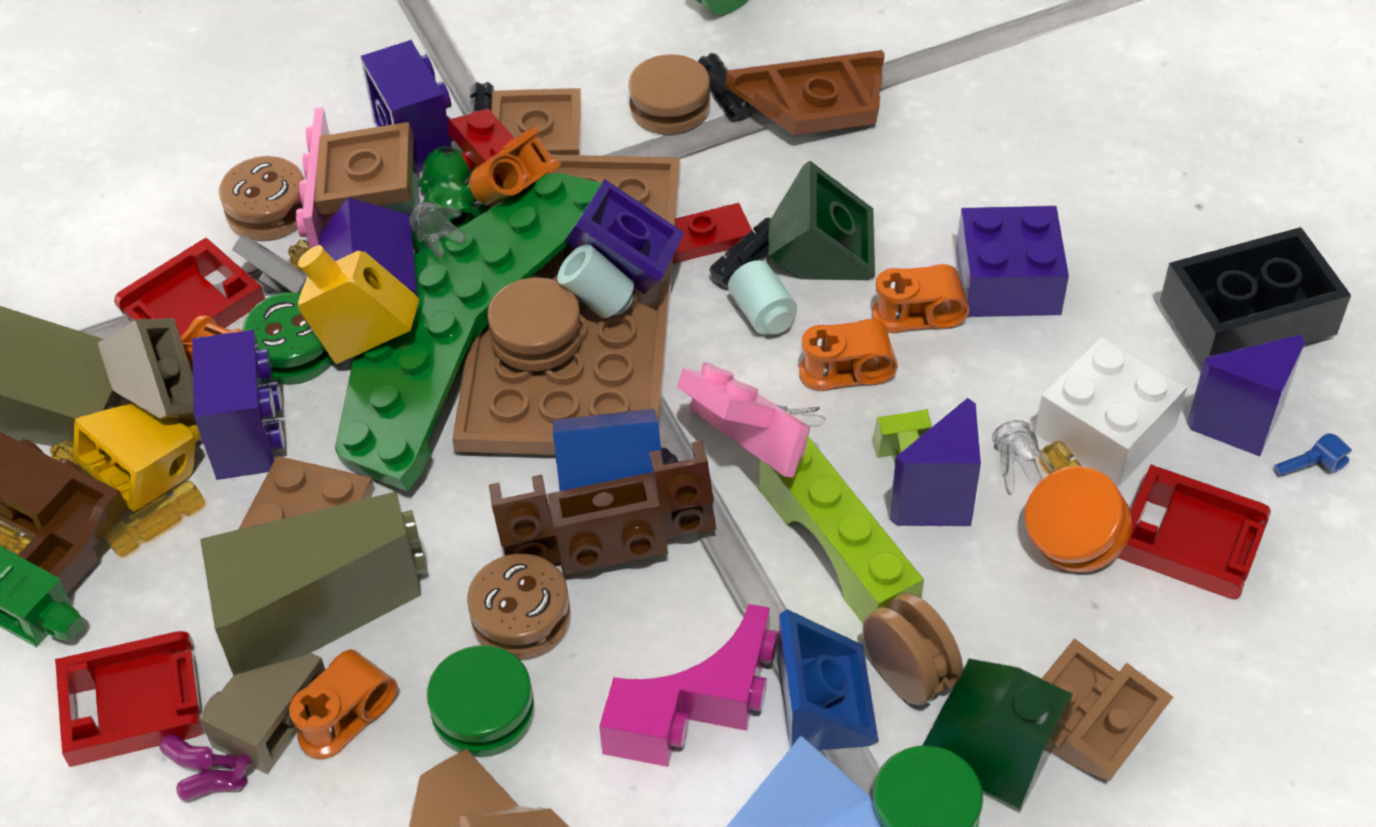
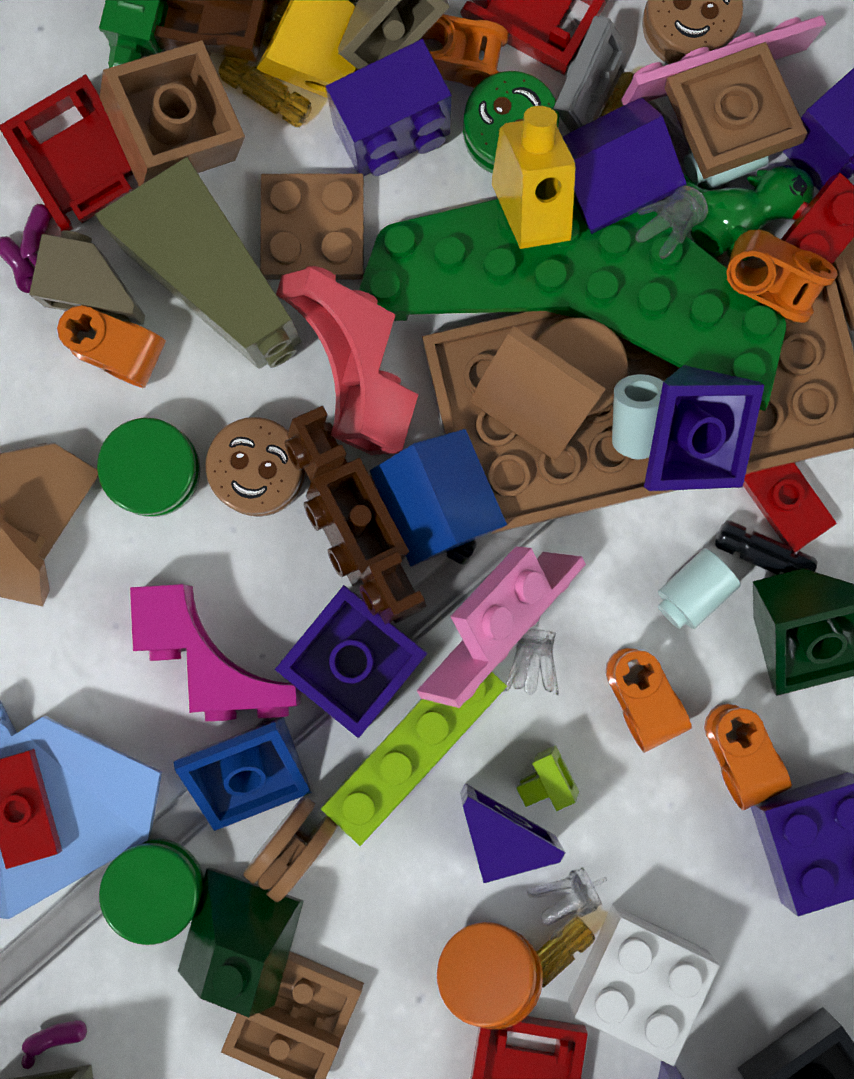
camera: 75 degrees right, 35 degrees up
(142, 580) = (171, 111): none -> medium nougat brick
(442, 476) = (354, 330): none -> coral arch
(545, 341) = (536, 393): none -> medium nougat slope
(740, 555) = (351, 661): none -> dark purple brick

